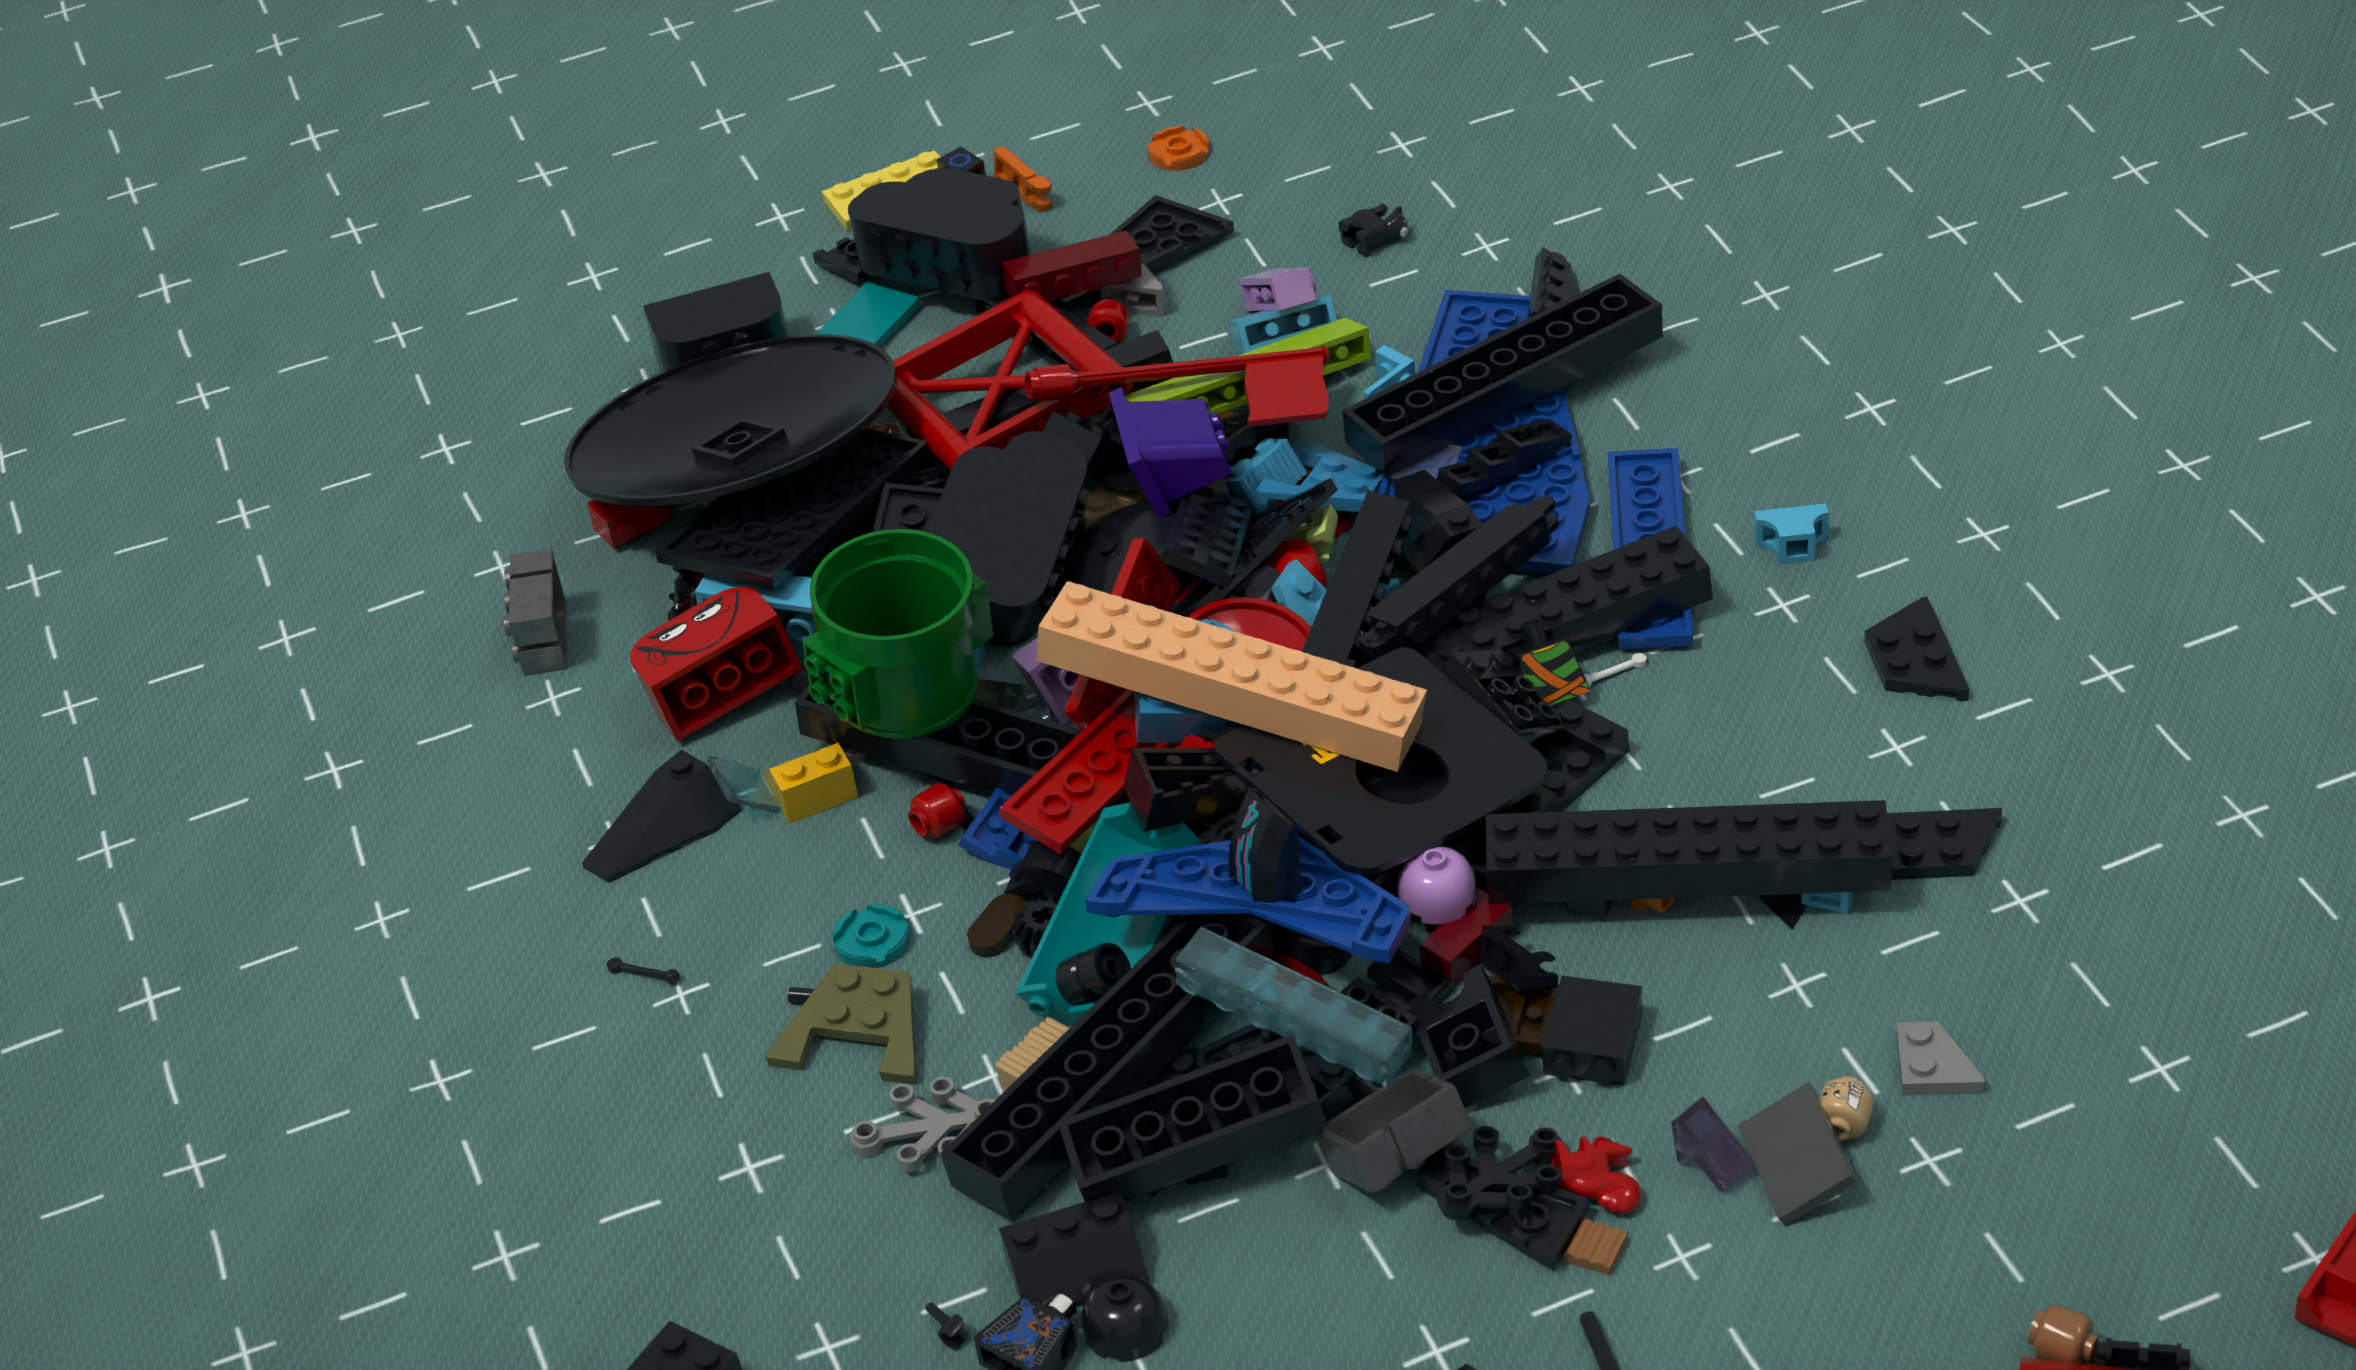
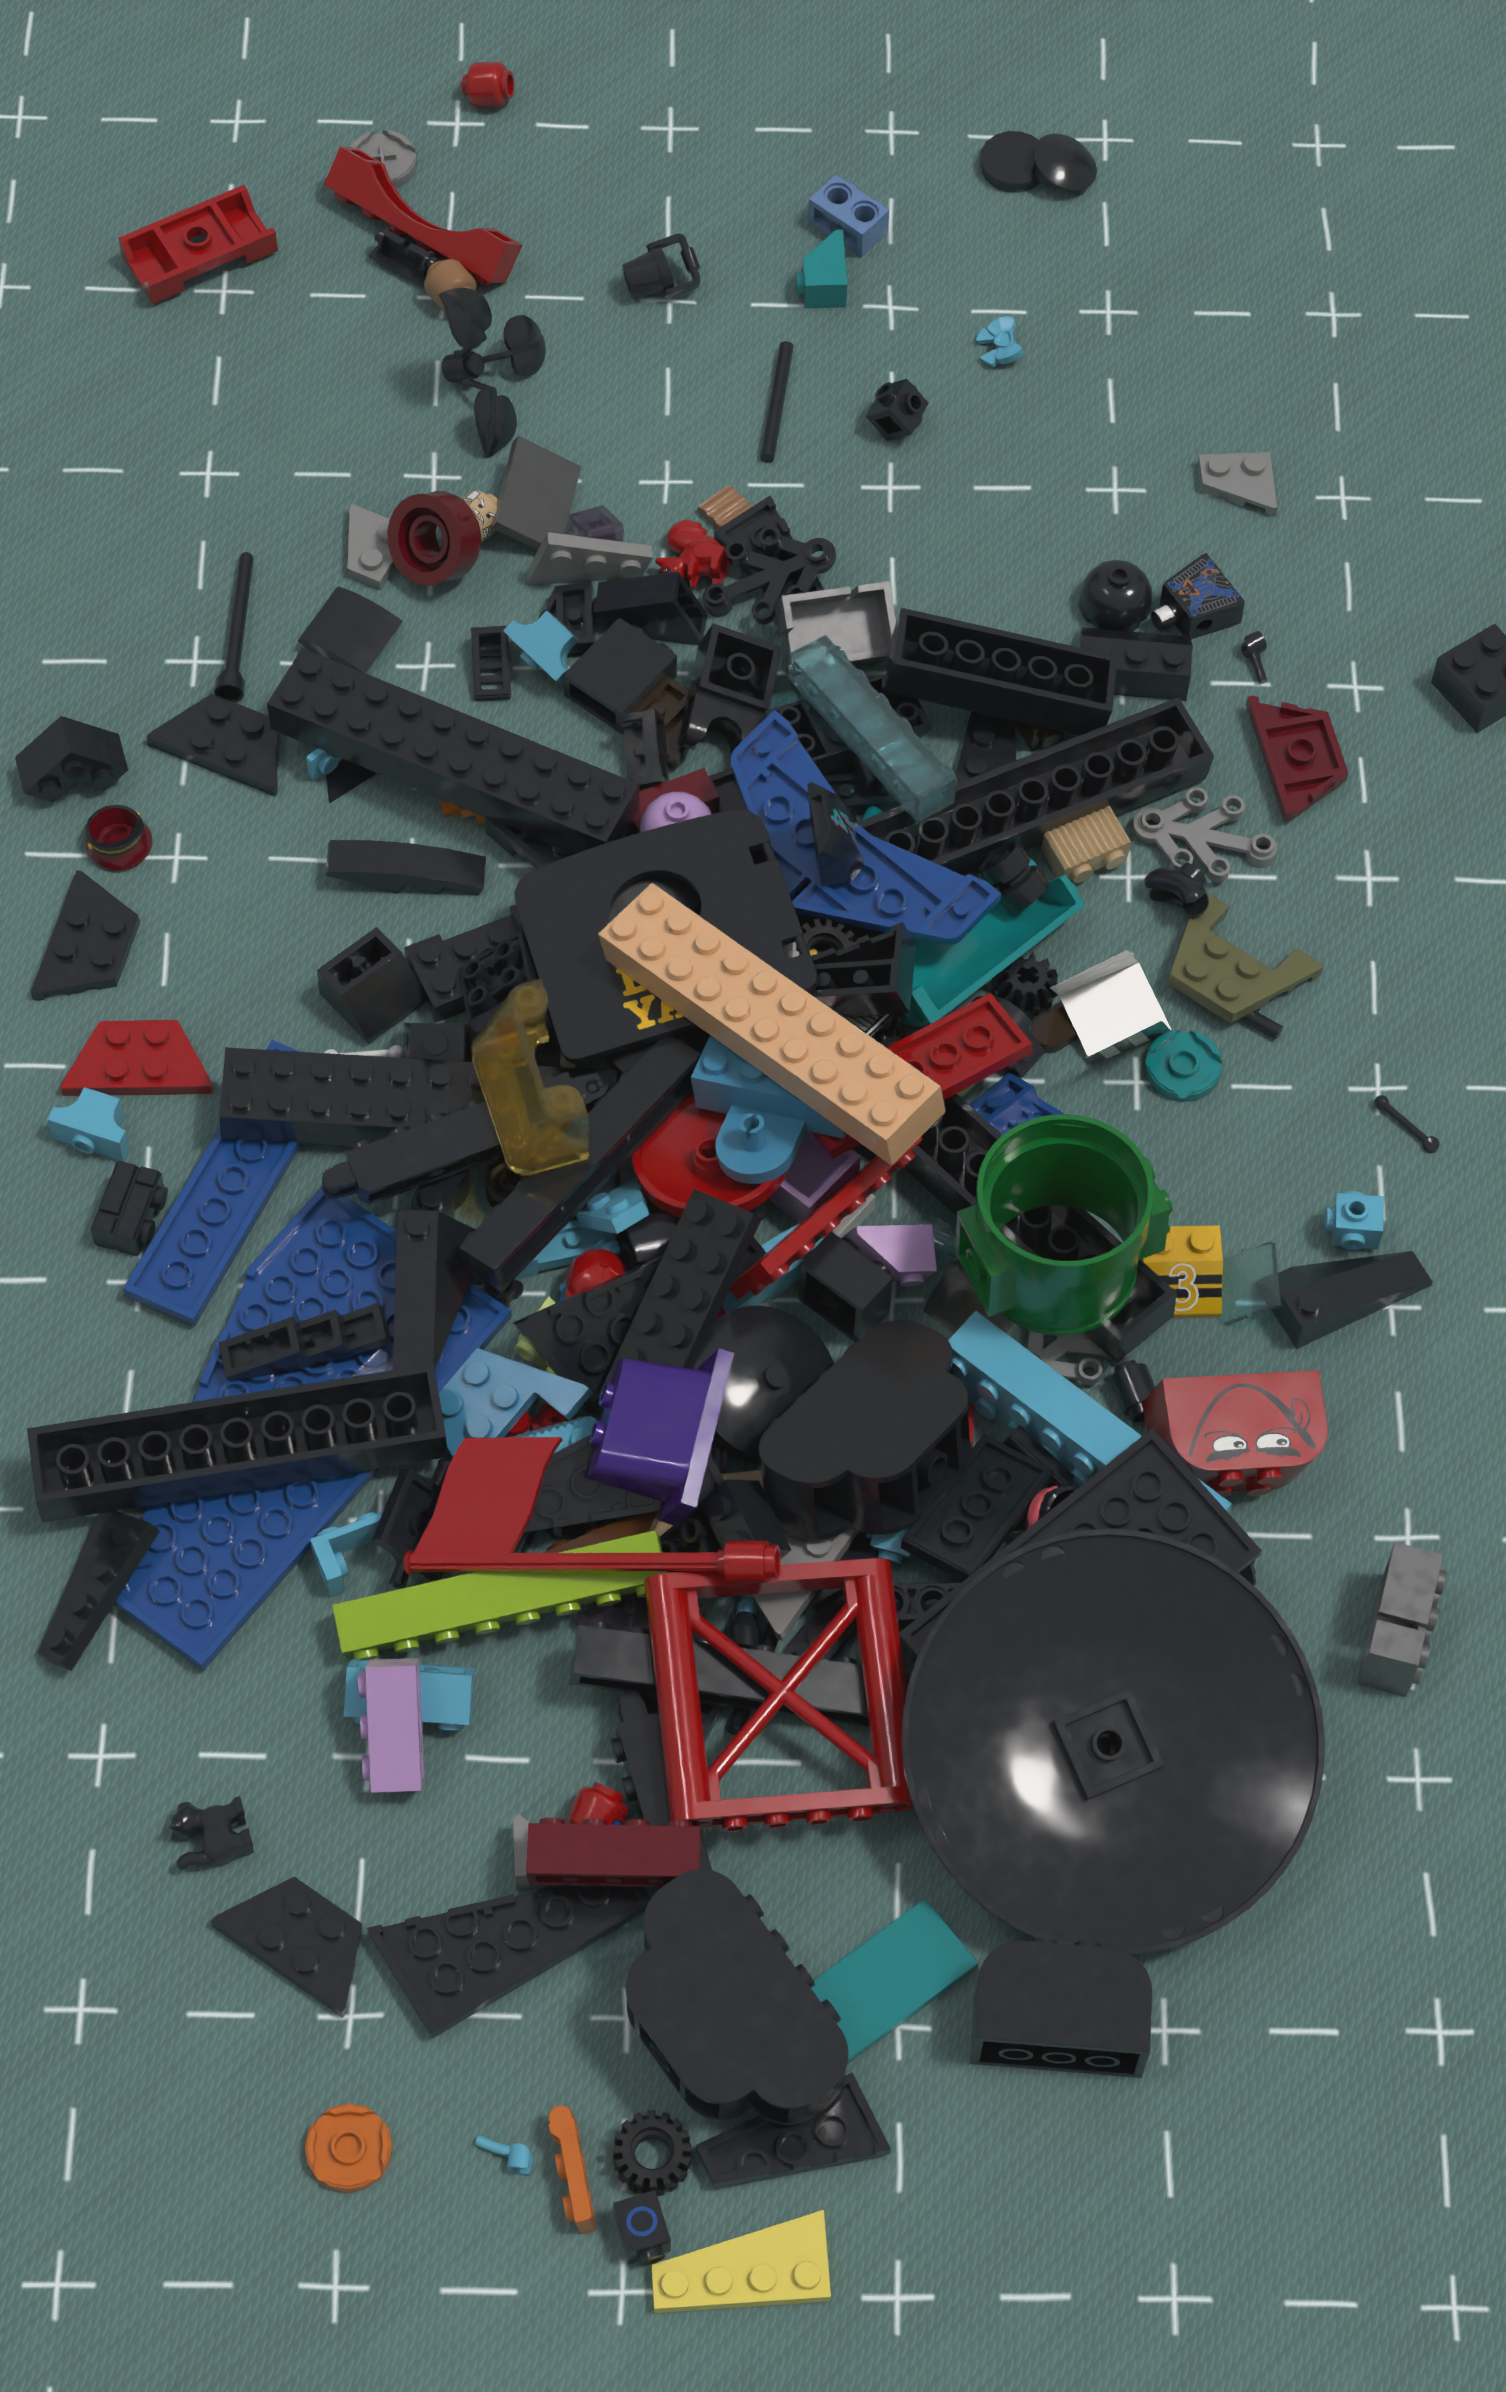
camera: 165 degrees left, 20 degrees up
(663, 859) = (1355, 1221): none -> medium azure brick
(864, 1239) = (1298, 753): none -> dark red wing
(930, 1055) = (1179, 887): none -> black piece
(942, 905) = (1112, 1007): none -> white sticker
(1068, 179) = (518, 2154): none -> medium azure hand
(1279, 214) = (298, 1938): none -> black wing
(1345, 388) = (407, 1517): none -> black plate
(1384, 549) = (533, 1124): none -> clear yellow windscreen
(1601, 1092) = (656, 604): none -> black slope
(1643, 695) = (370, 985): none -> black slope
(1681, 1060) = (574, 609): none -> black wing
(1683, 1006) = (544, 644): none -> medium azure brick
(1697, 786) = (405, 864): none -> black slope
(1716, 496) = (129, 1208): none -> black brick
(1722, 1086) = (585, 559): none -> light grey wing
(1735, 1007) = (486, 636): none -> black slope
(1796, 595) = (137, 1060): none -> red wing
(1858, 1048) = (414, 540): none -> dark red piece
(1888, 967) = (350, 630): none -> black slope
(1956, 726) = (117, 837): none -> dark red piece
(1964, 880) = (230, 681): none -> black piece
(1967, 1193) = (468, 319): none -> black plant
(2039, 743) = (70, 754): none -> black brick

